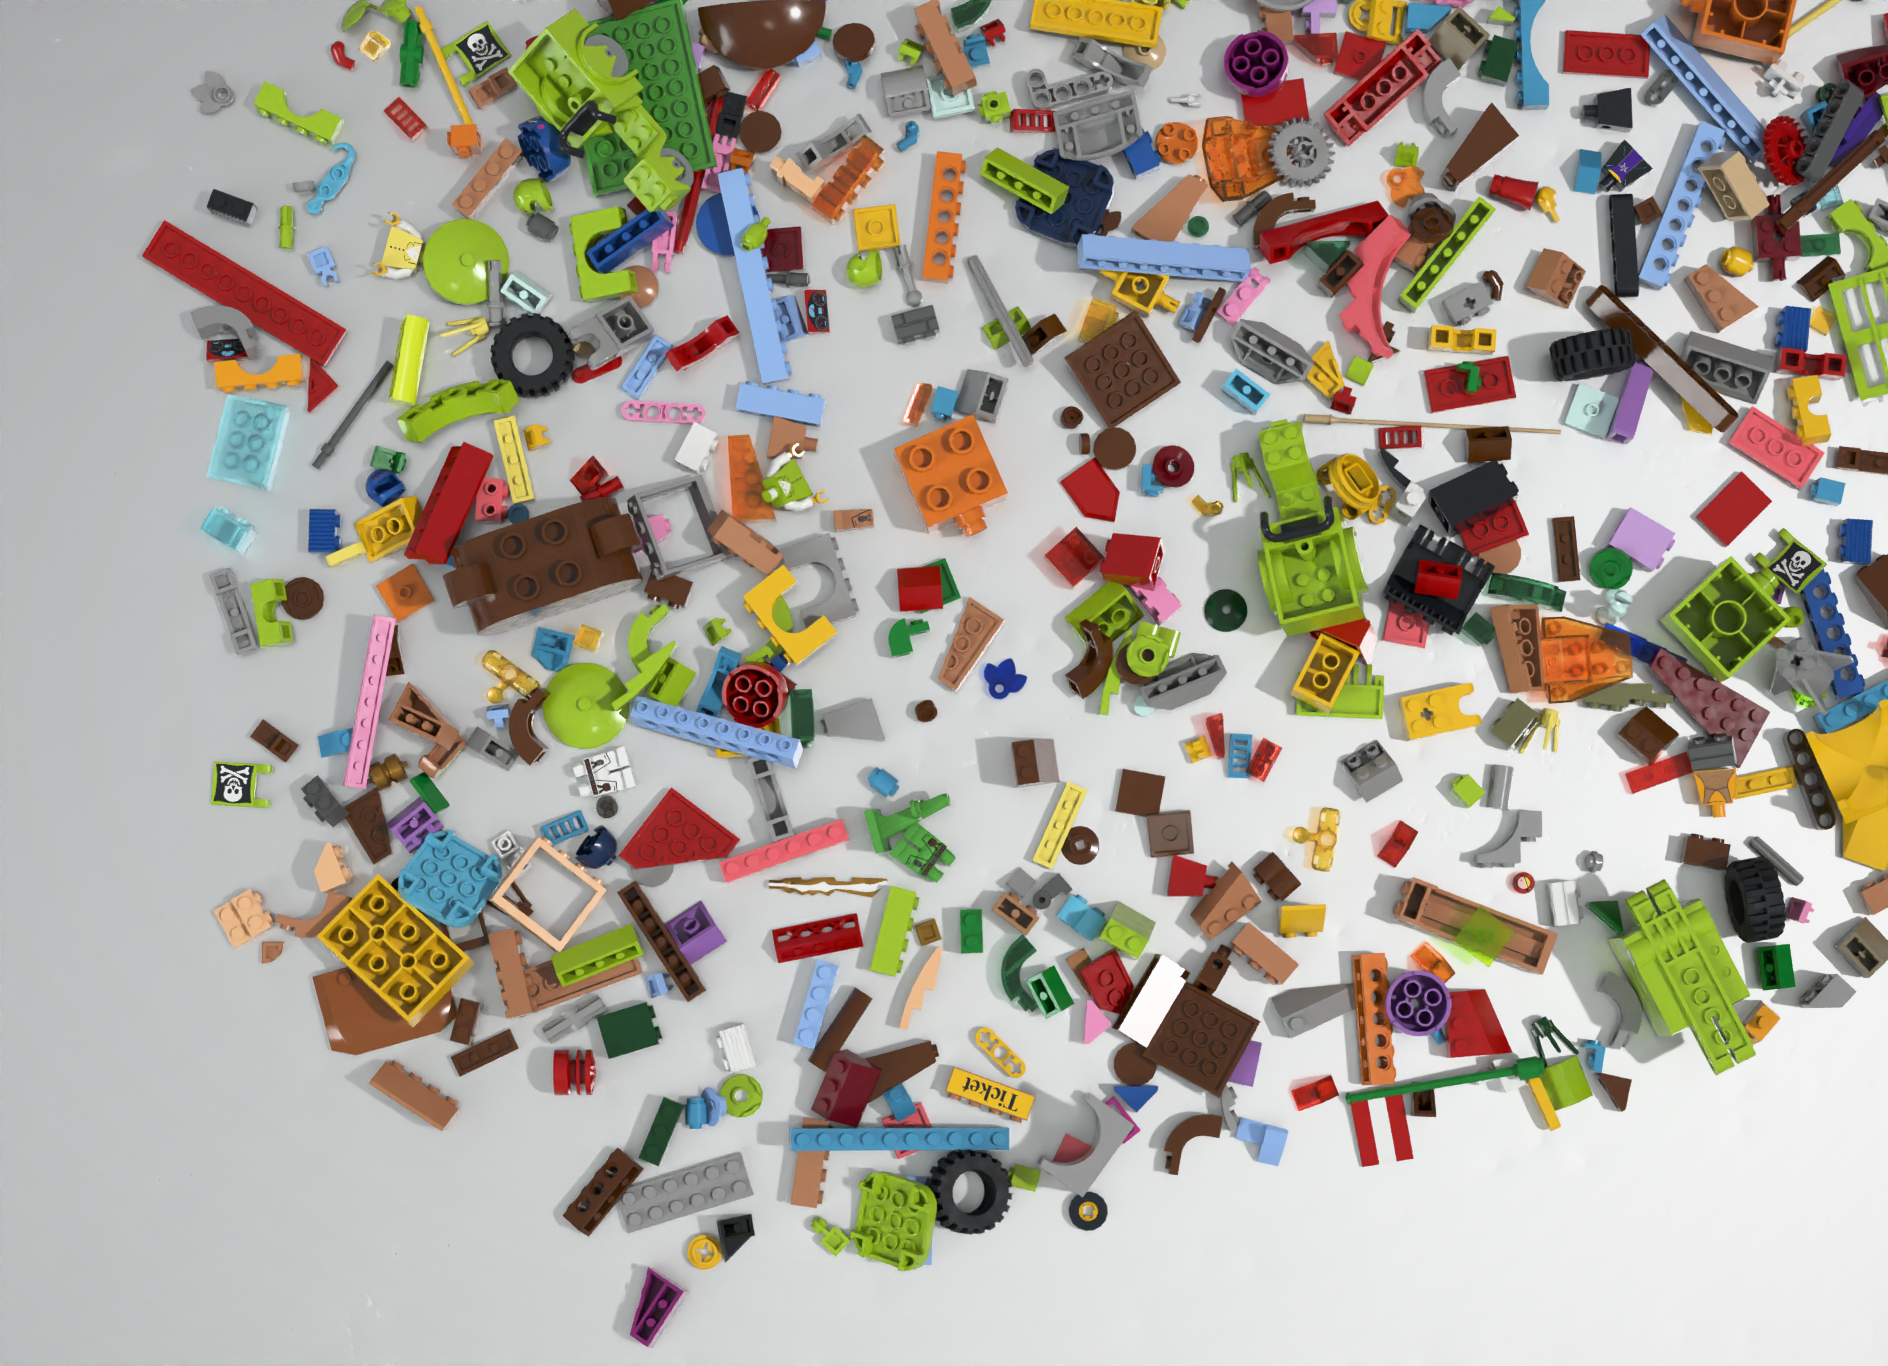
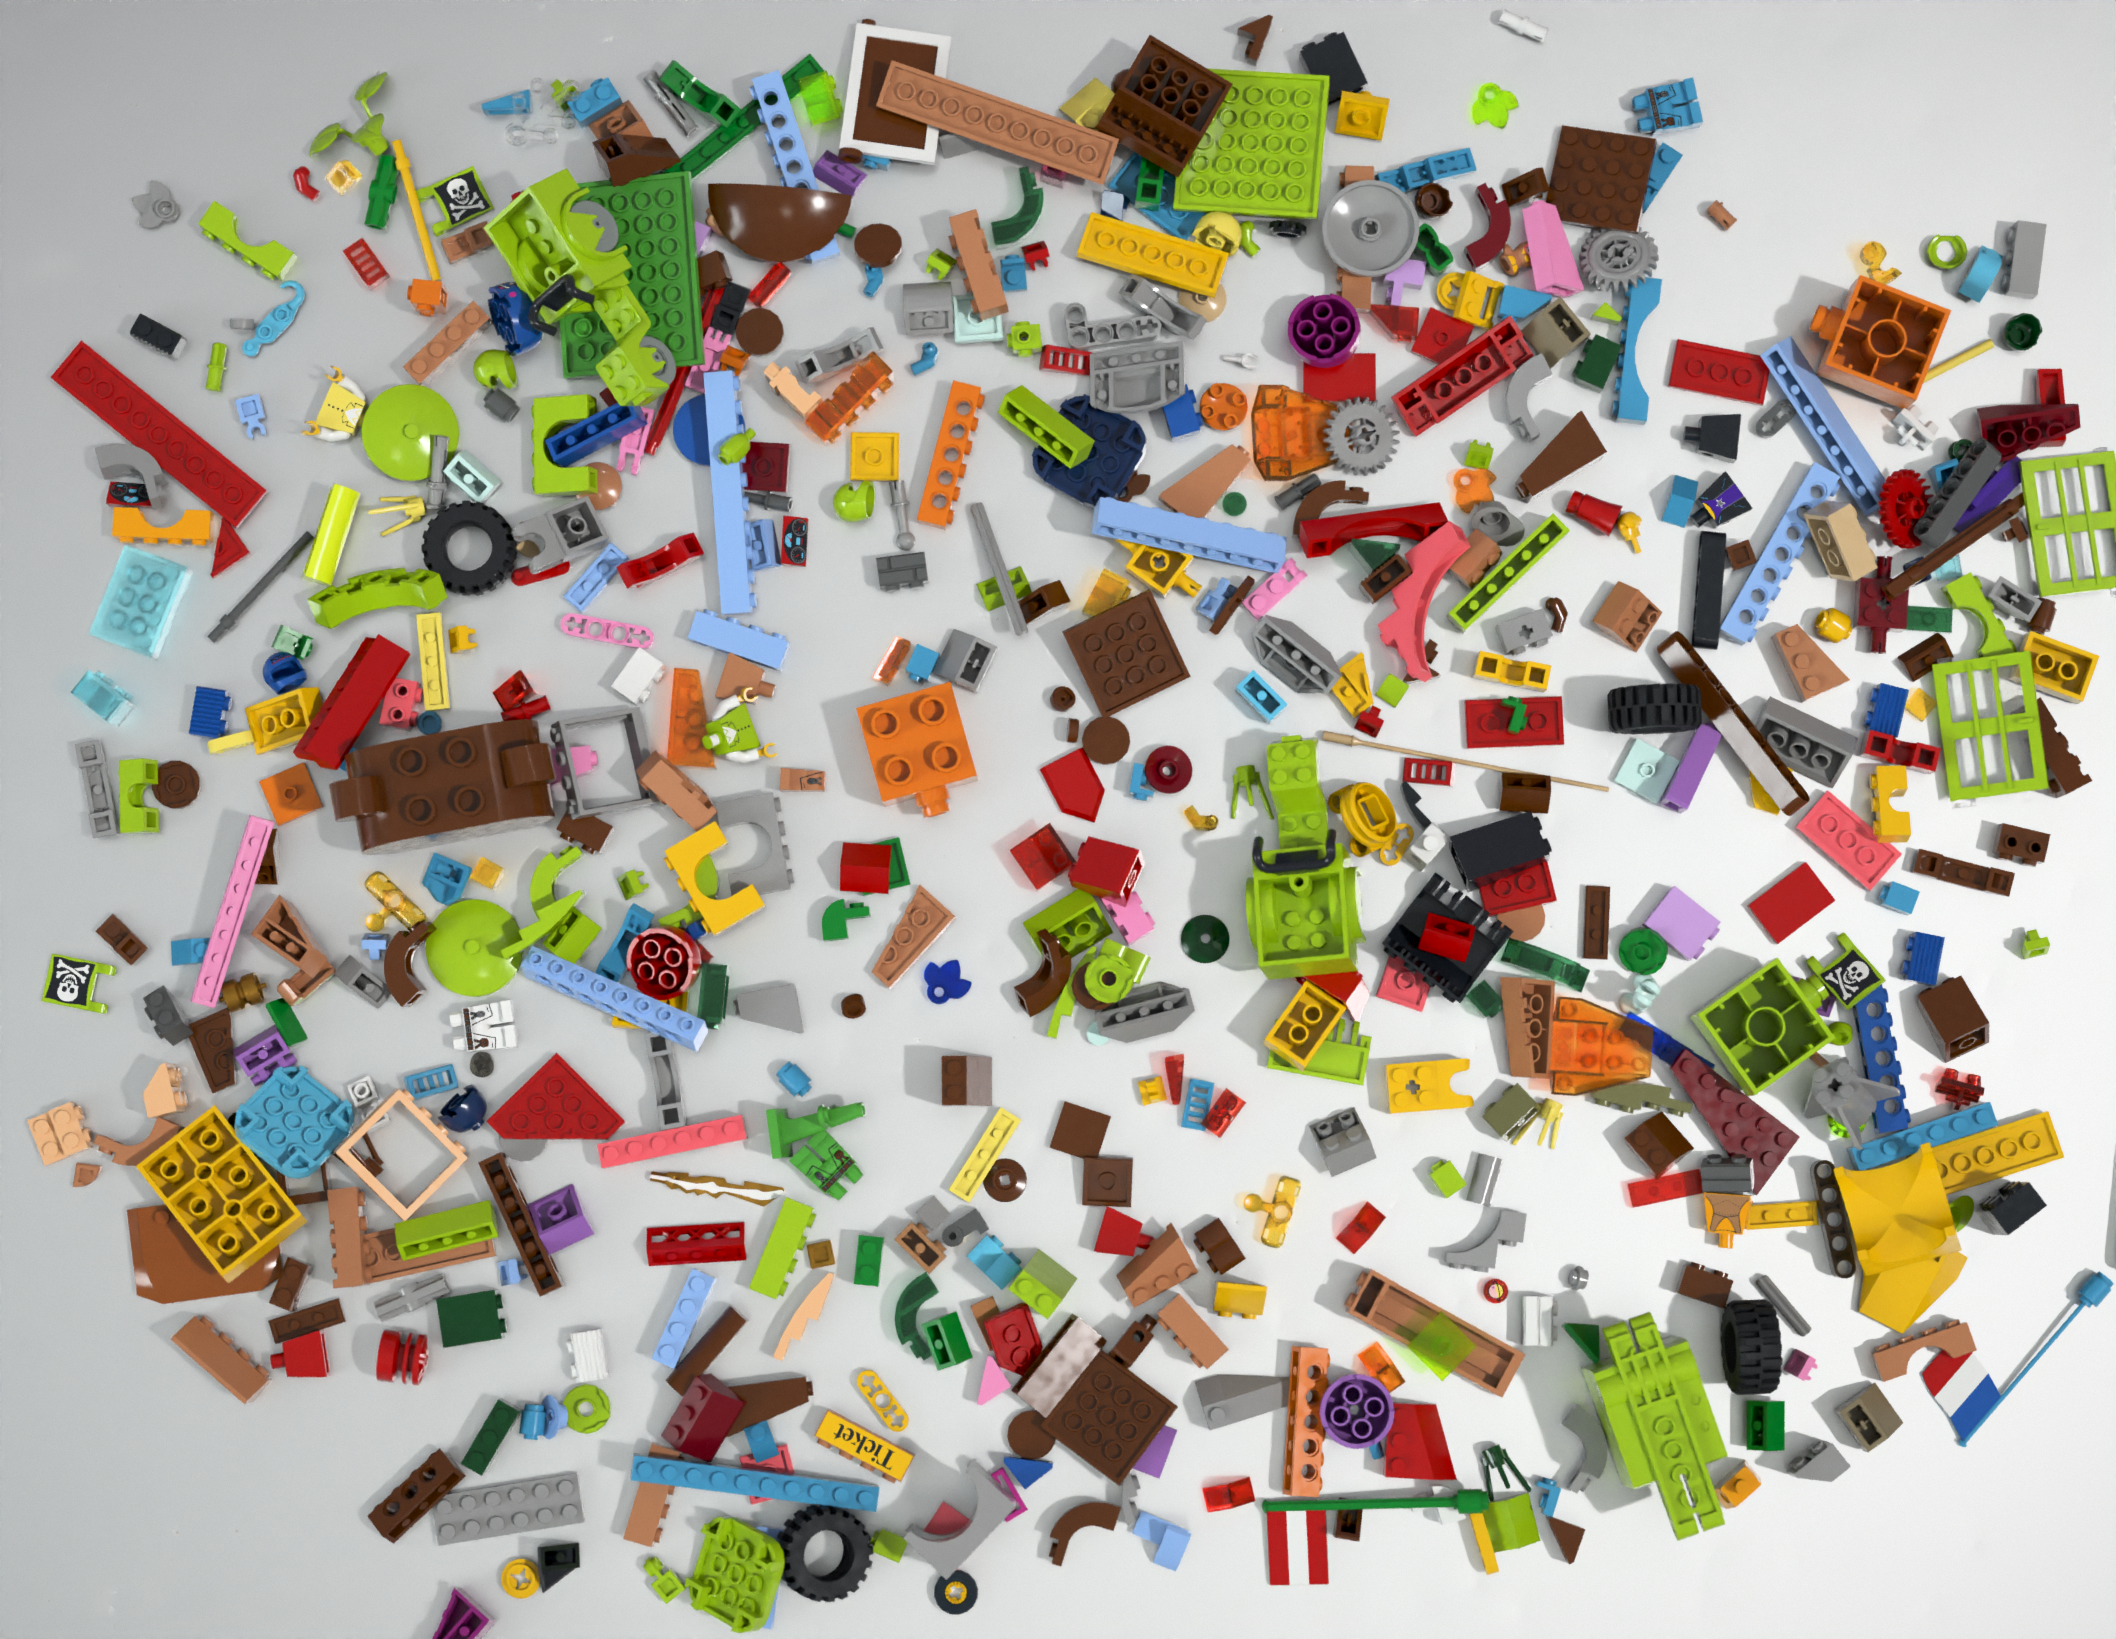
camera: 10 degrees right, 0 degrees up
(486, 1083) = (304, 1356): none -> red torso
(1432, 225) = (1495, 538): reddish brown tile -> none

